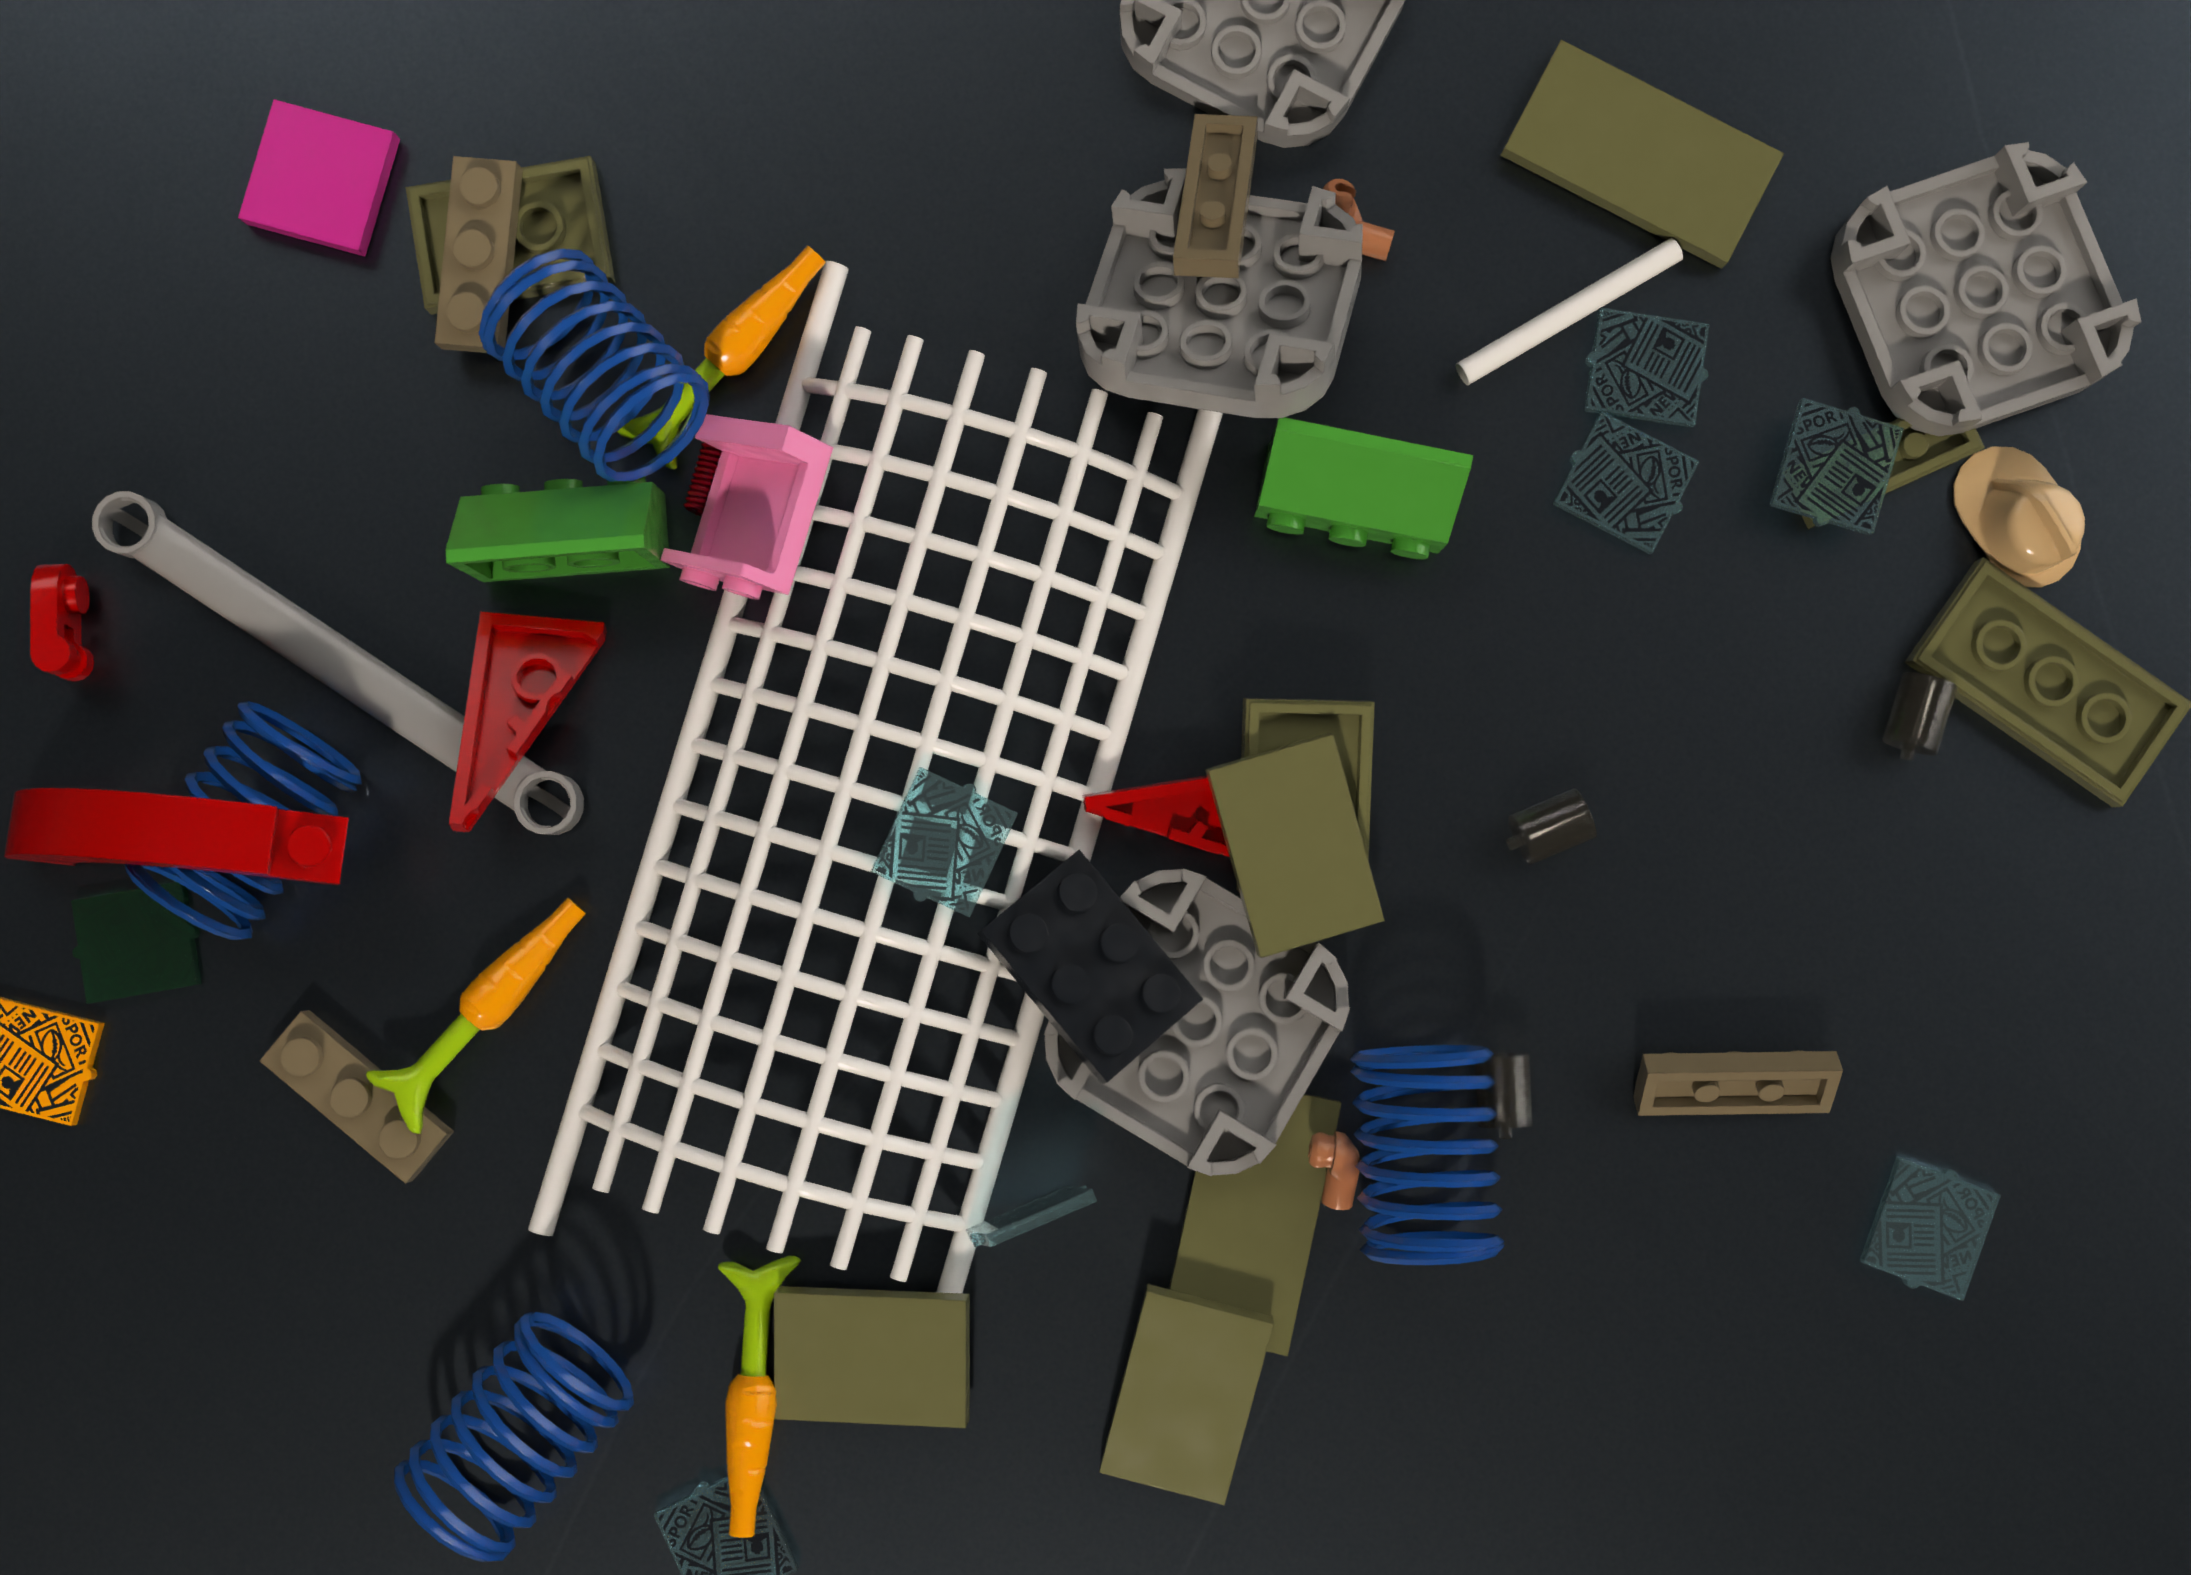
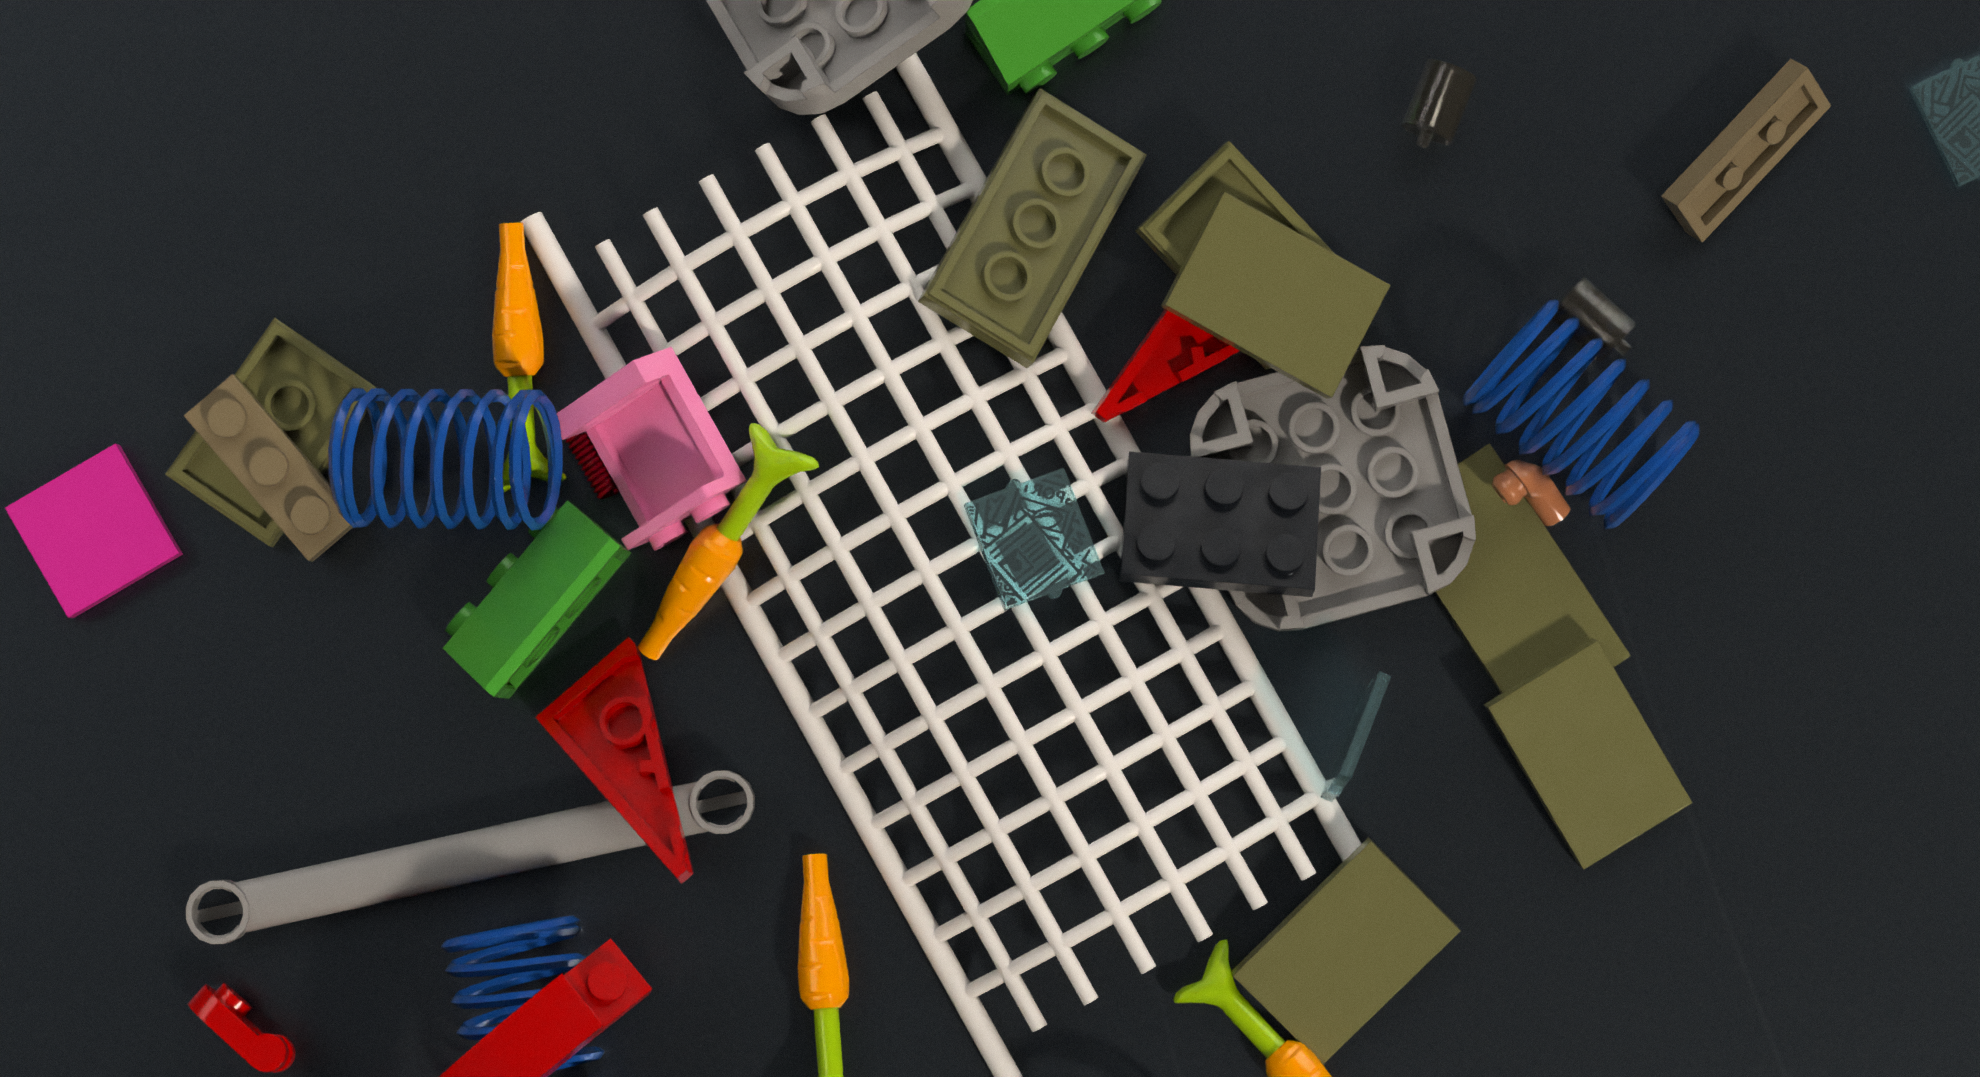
camera: 50 degrees left, 0 degrees up
(723, 622) = (719, 546): none -> piece
(1172, 623) = (1032, 228): none -> olive tile

